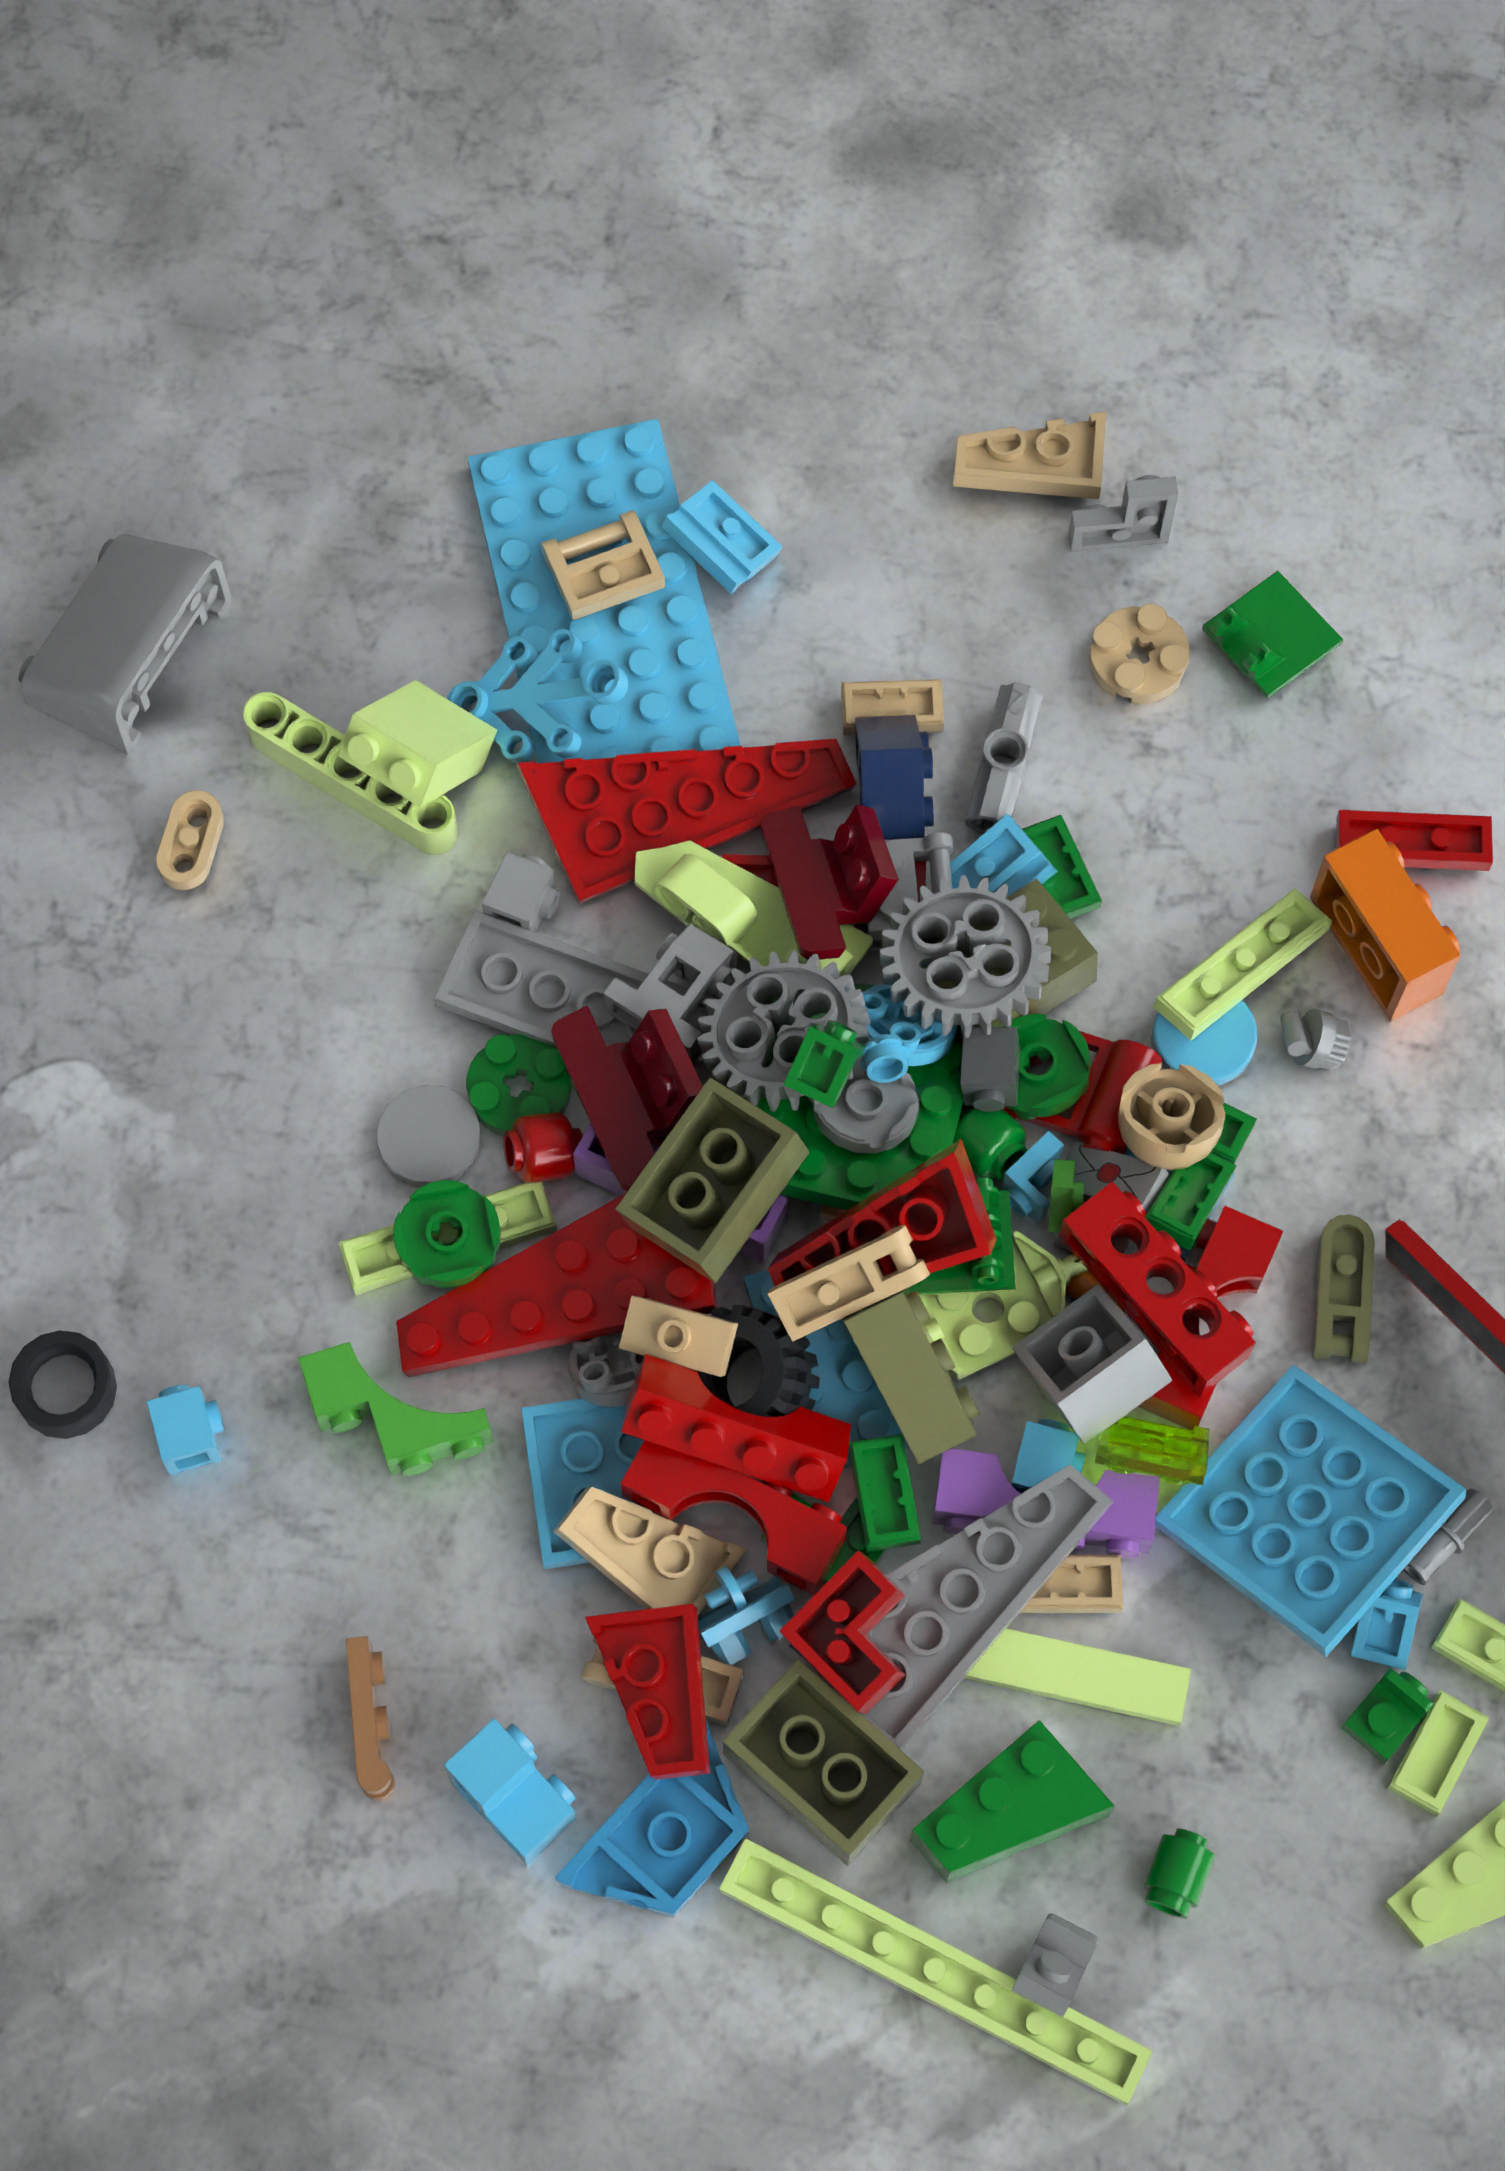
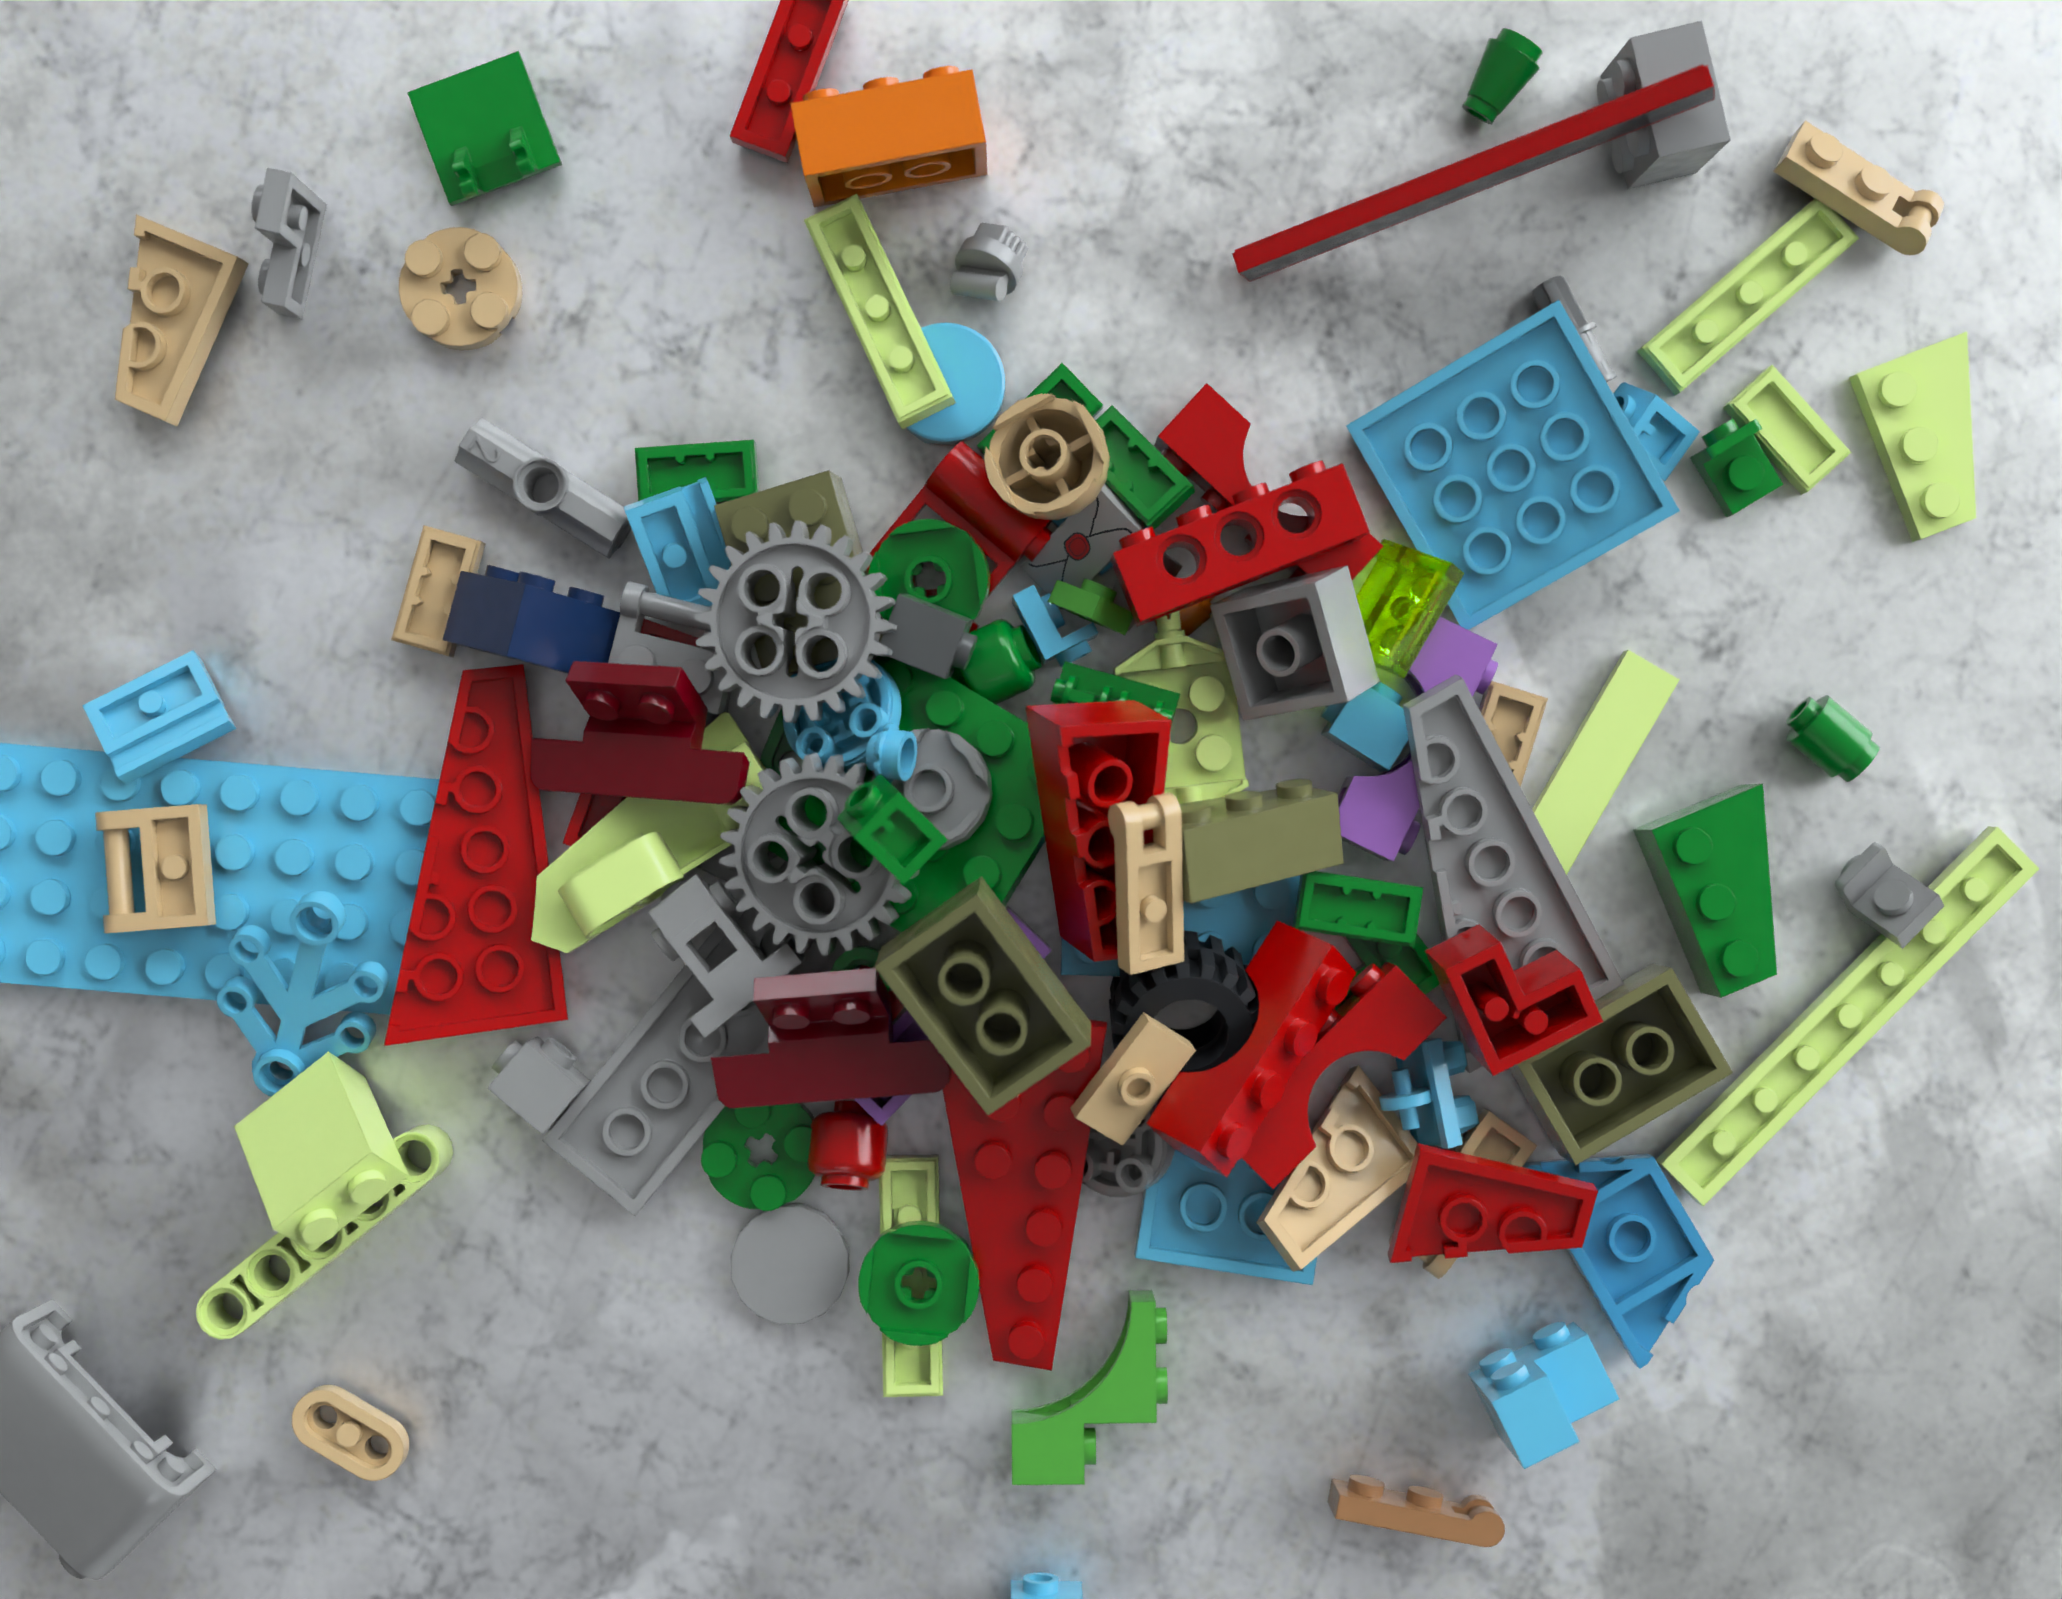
camera: 70 degrees left, 20 degrees up
(1344, 1289) = (1278, 340): olive plate -> none

